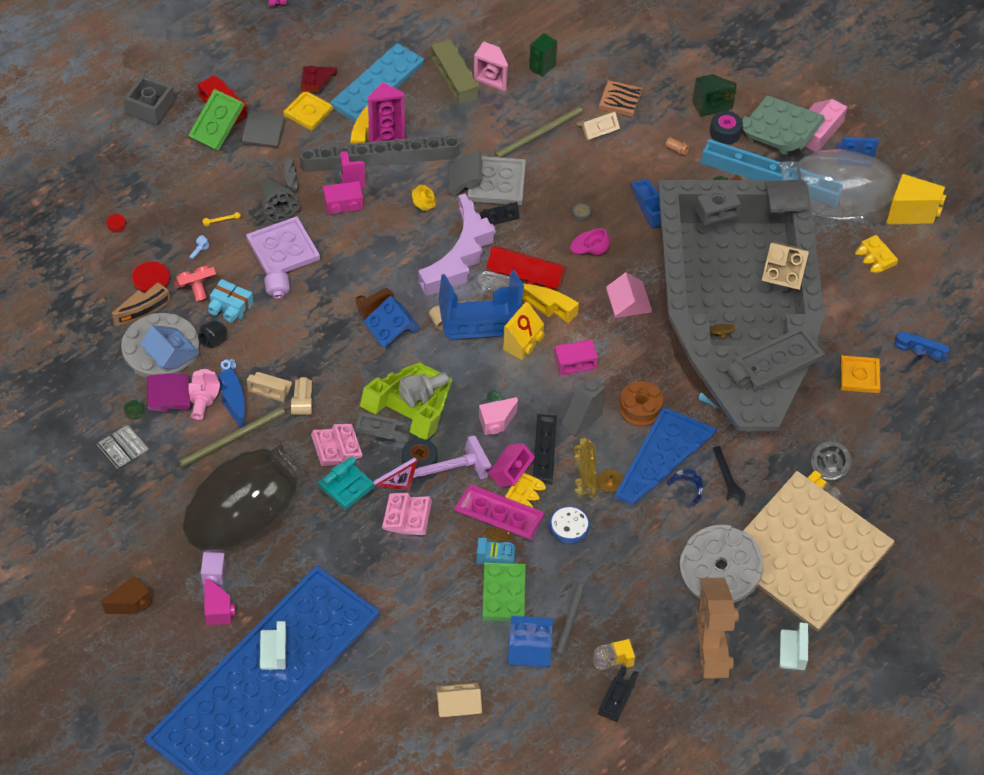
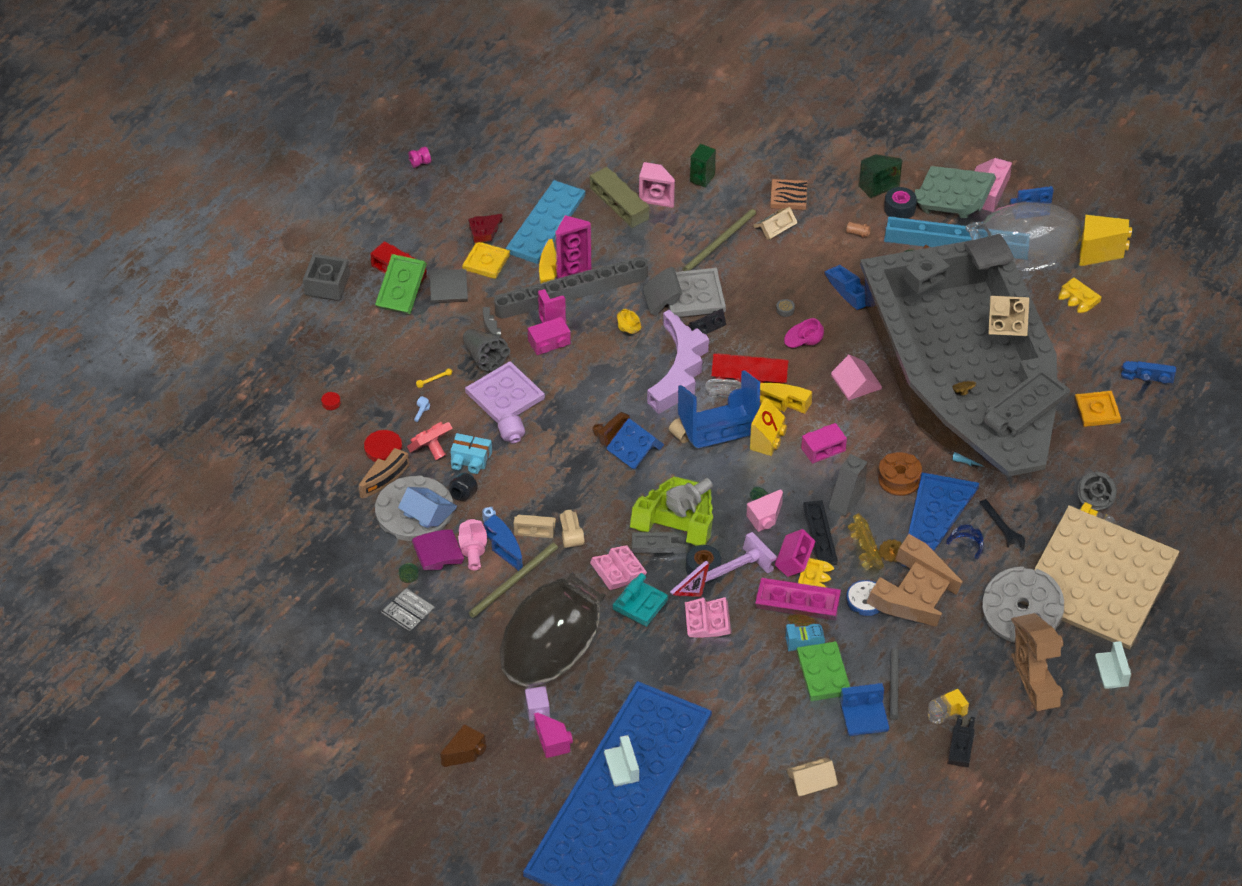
camera: 10 degrees left, 5 degrees down
(624, 527) = (921, 587): none -> medium nougat wedge

